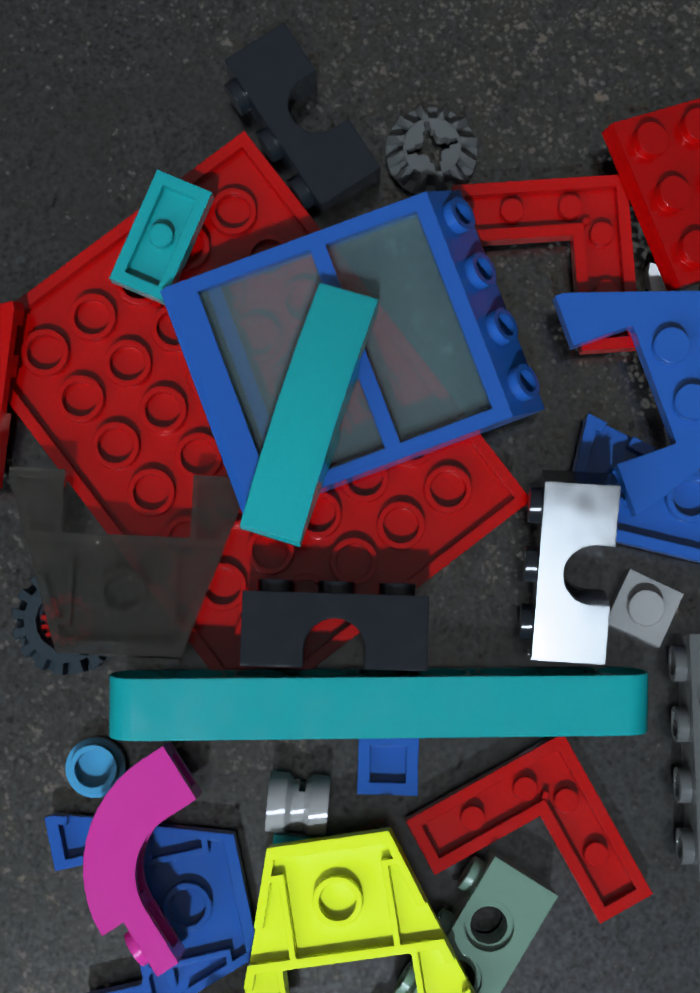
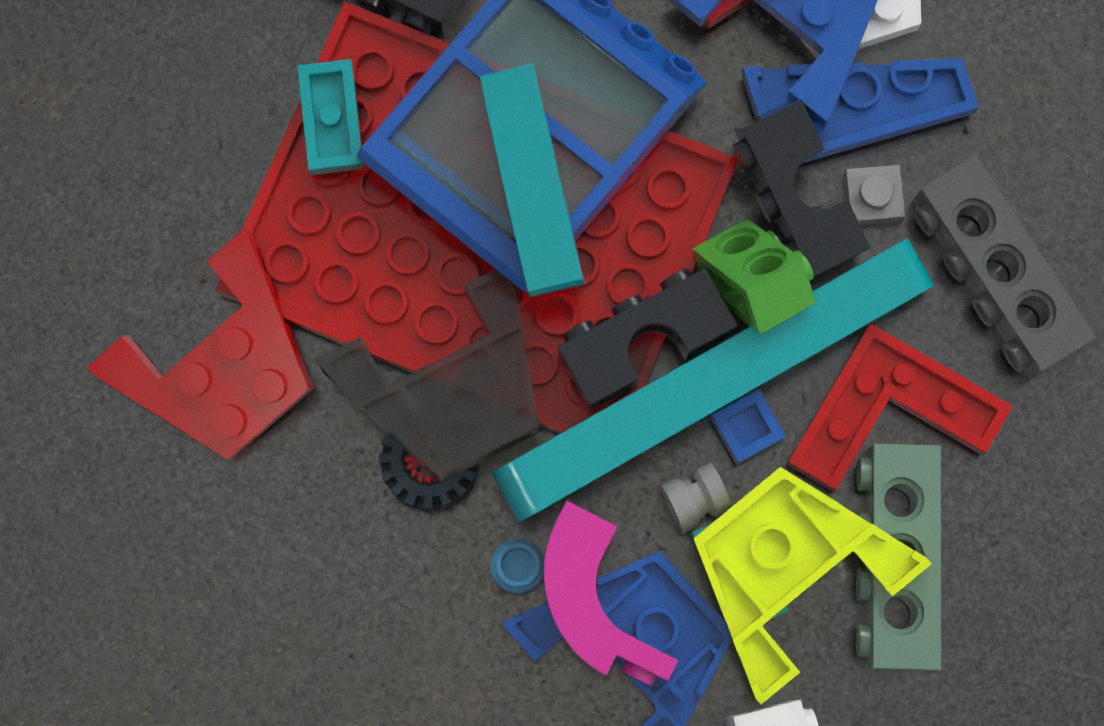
camera: 30 degrees left, 5 degrees down
(477, 628) = (757, 275): none -> bright green brick

